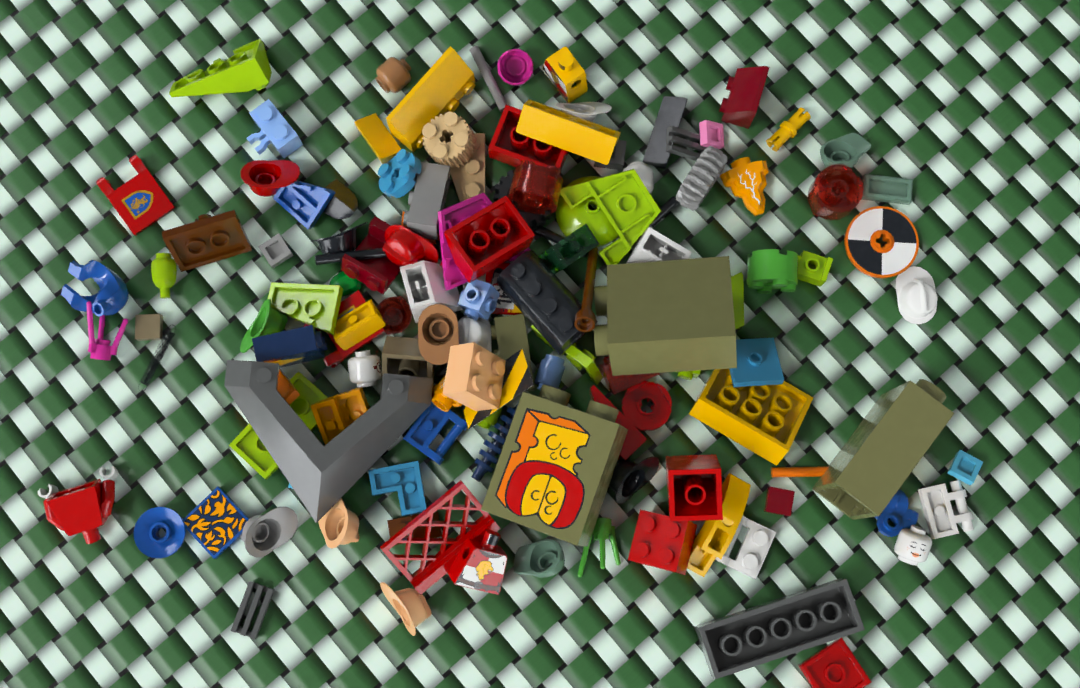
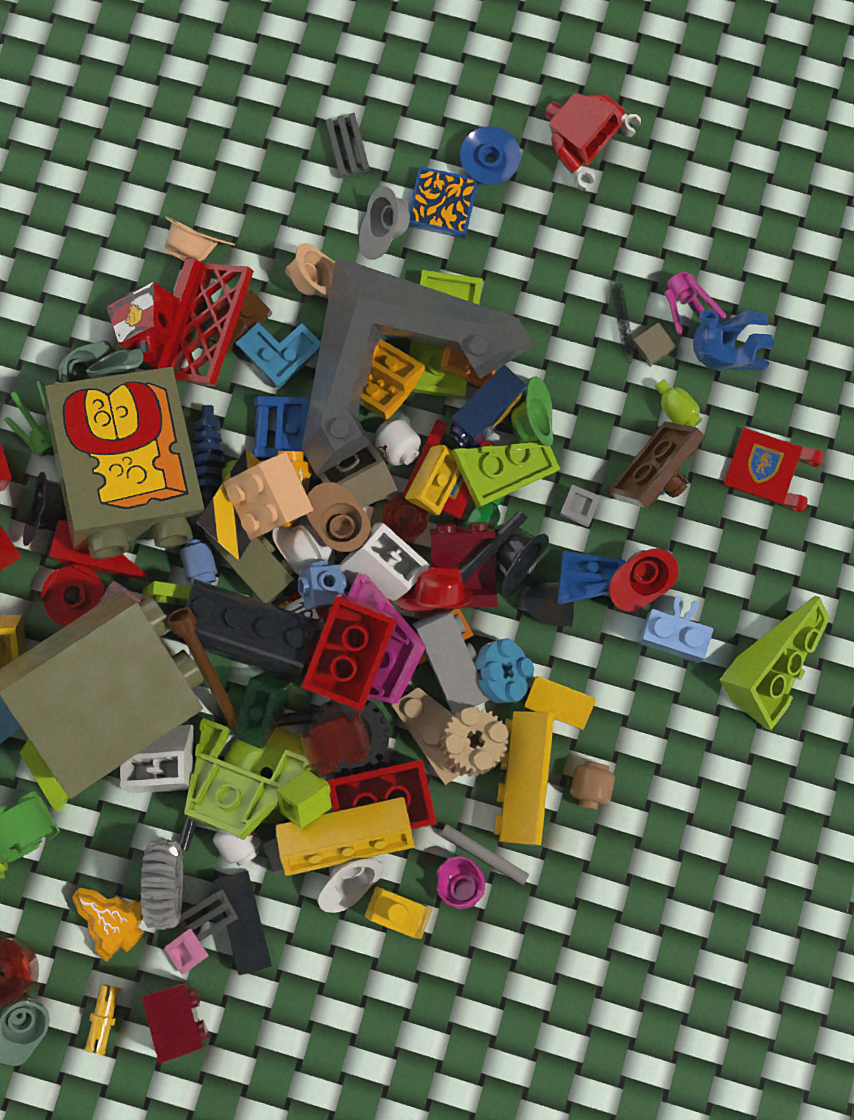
camera: 145 degrees right, 0 degrees up
(519, 541) = (116, 363): none -> sand green cap
(578, 168) = (304, 798): none -> lime brick

